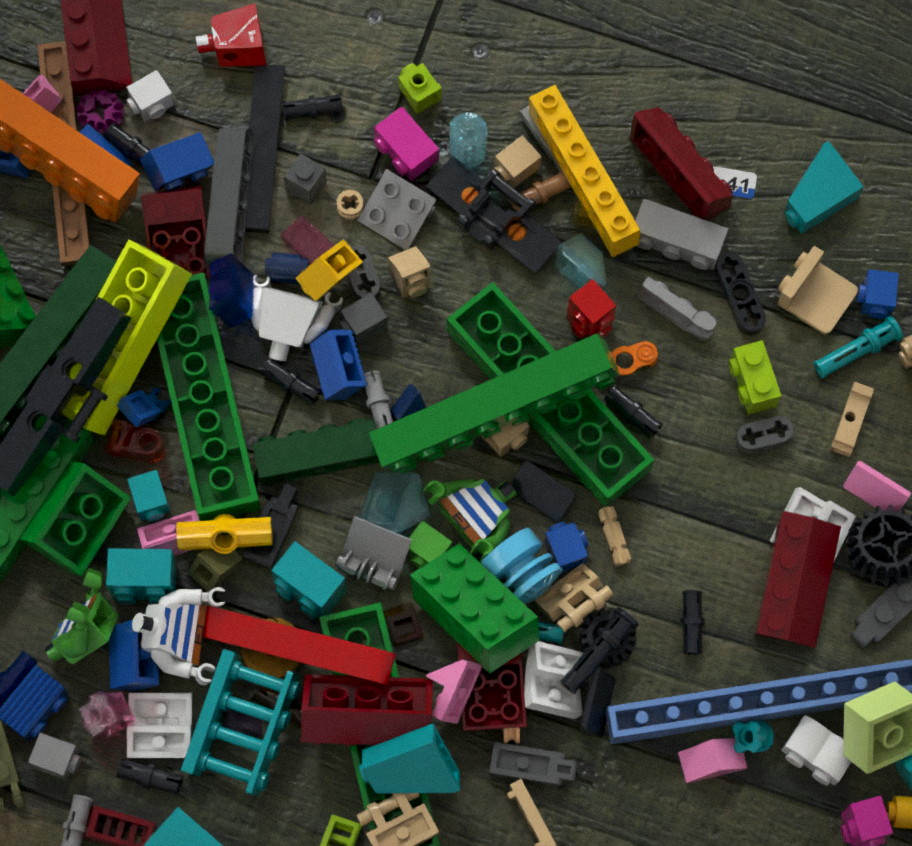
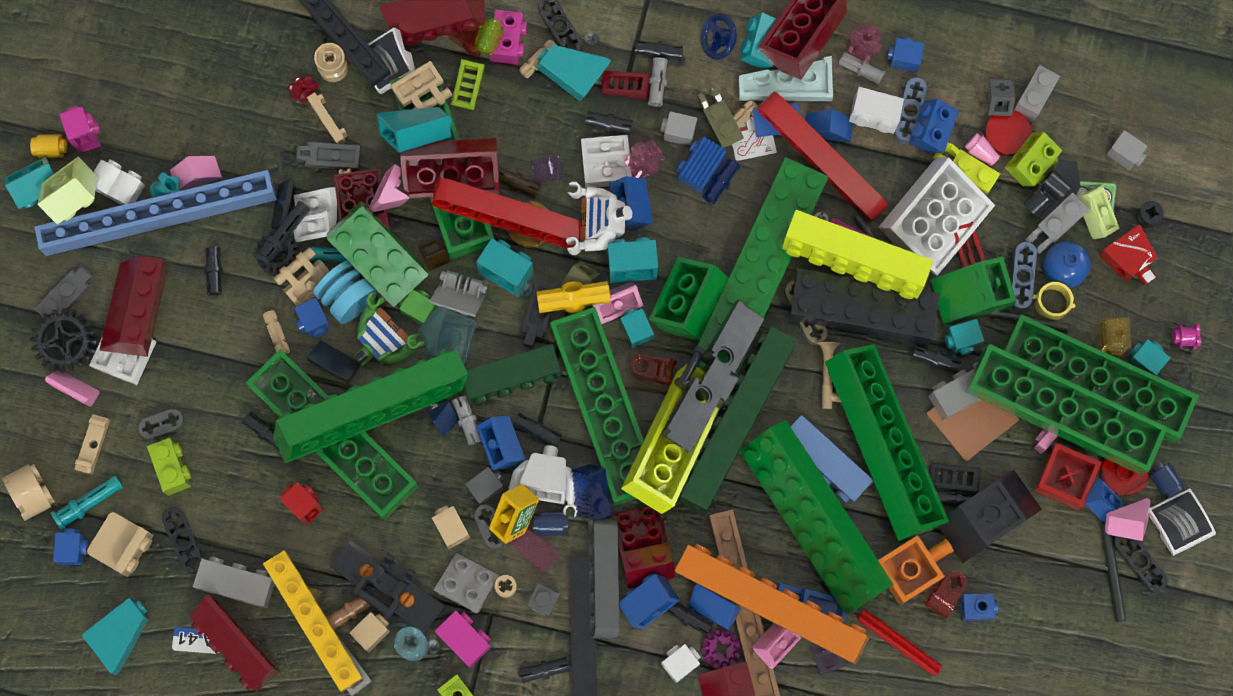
camera: 175 degrees right, 5 degrees up
(85, 626) = (668, 218): bright green torso -> none
(142, 408) = (650, 394): blue plate -> none
(210, 729) = (561, 176): teal fence -> none
(581, 262) = (308, 545): clear light blue slope -> none
(643, 354) = (259, 480): orange piece -> none
(677, 309) = (233, 519): light grey hinge -> none

